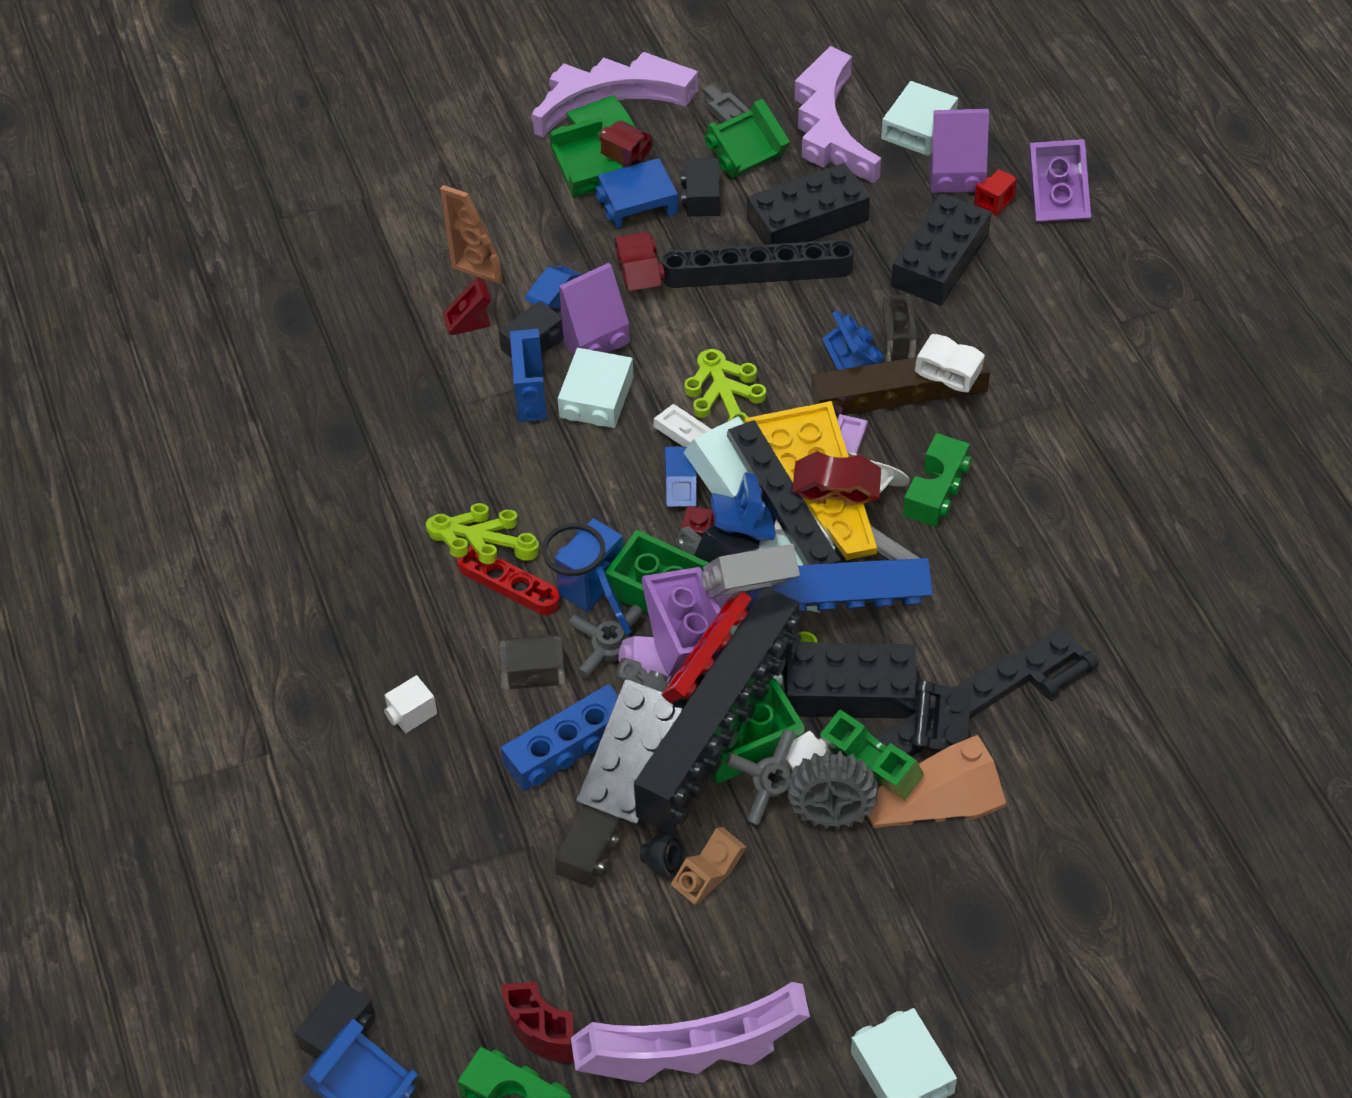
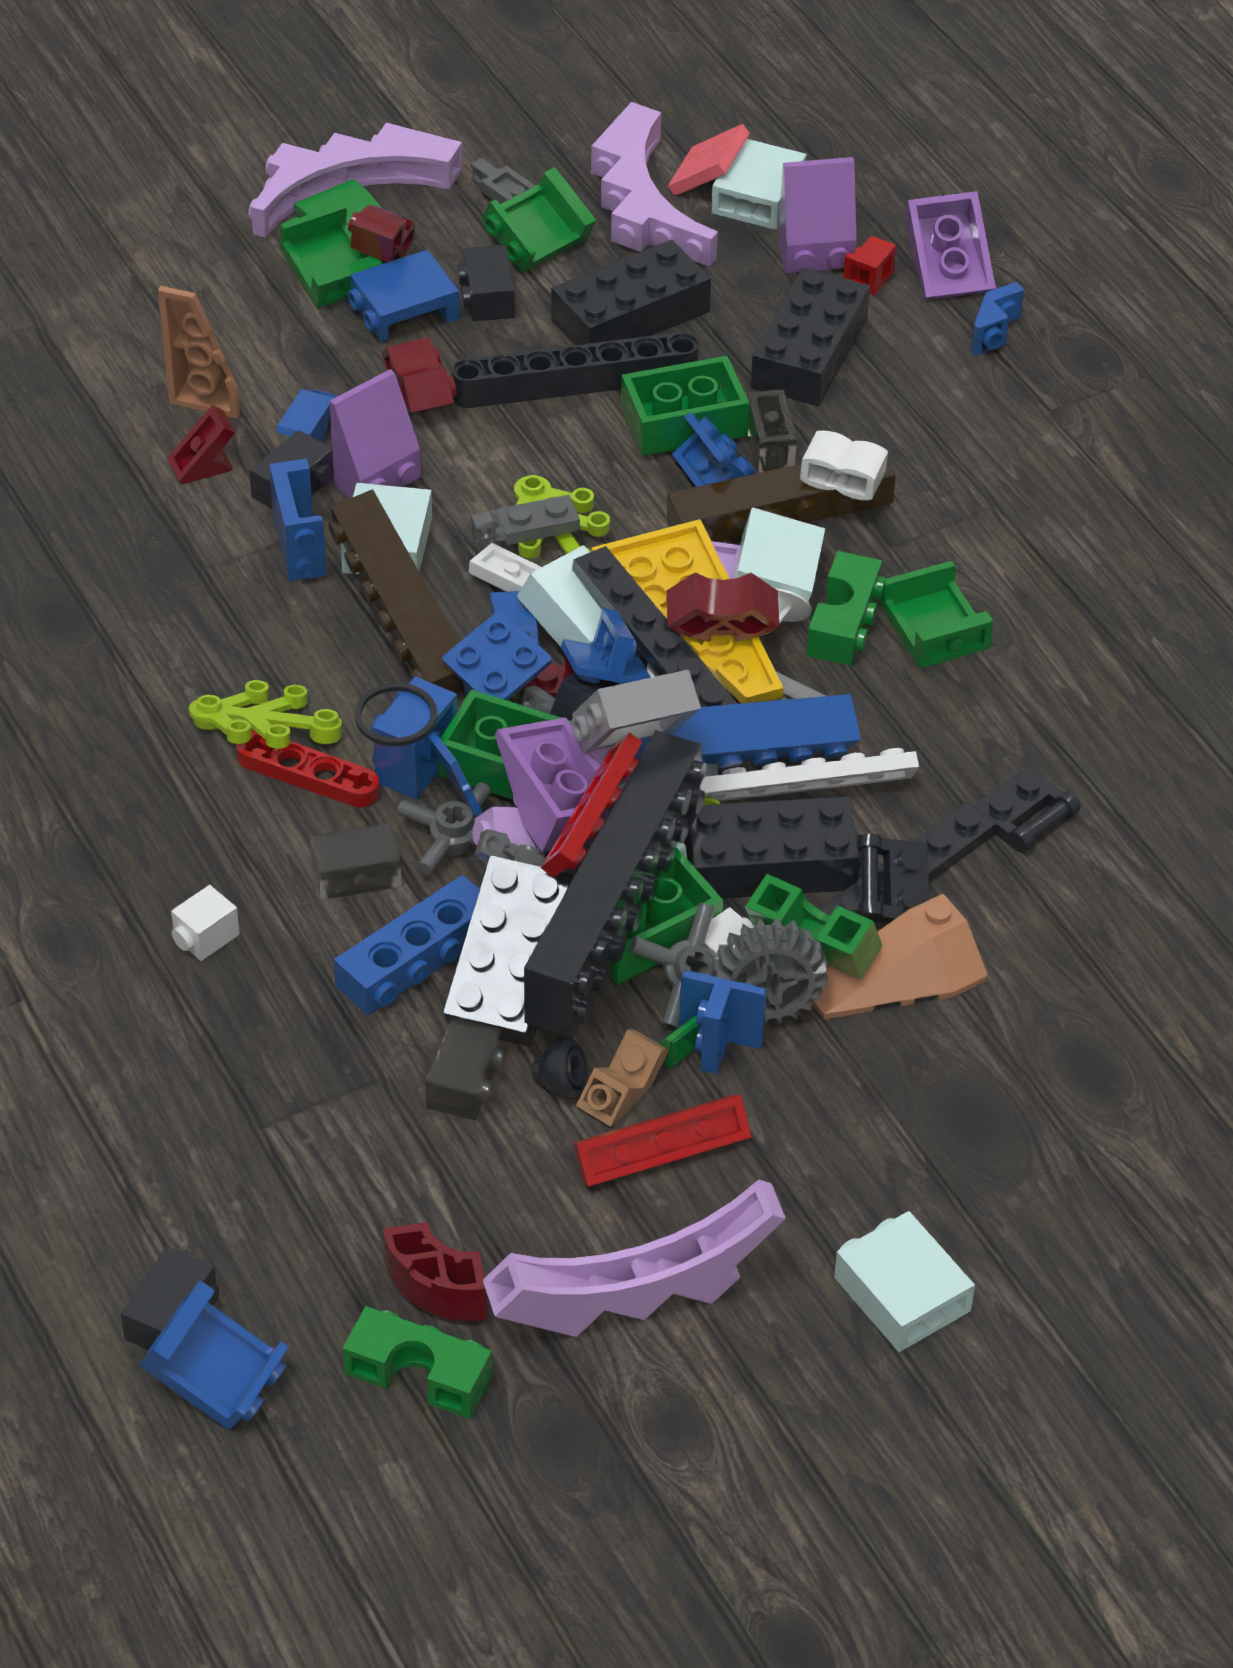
camera: 10 degrees left, 5 degrees down
(596, 445) = (395, 587): none -> dark brown brick
(660, 505) = (497, 658): none -> blue bracket
(702, 388) = (527, 521): none -> dark grey hinge
(731, 922) = (662, 1140): none -> red plate
(757, 838) = (680, 1042): none -> green slope
(790, 821) = (725, 1014): none -> blue bracket
(845, 289) = (662, 397): none -> green brick
(883, 97) = (708, 160): none -> coral tile
(890, 433) = (780, 552): none -> light aqua brick
(891, 620) = (810, 775): none -> white plate
(1006, 491) = (934, 615): none -> green panel
(1083, 247) = (993, 317): none -> blue slope

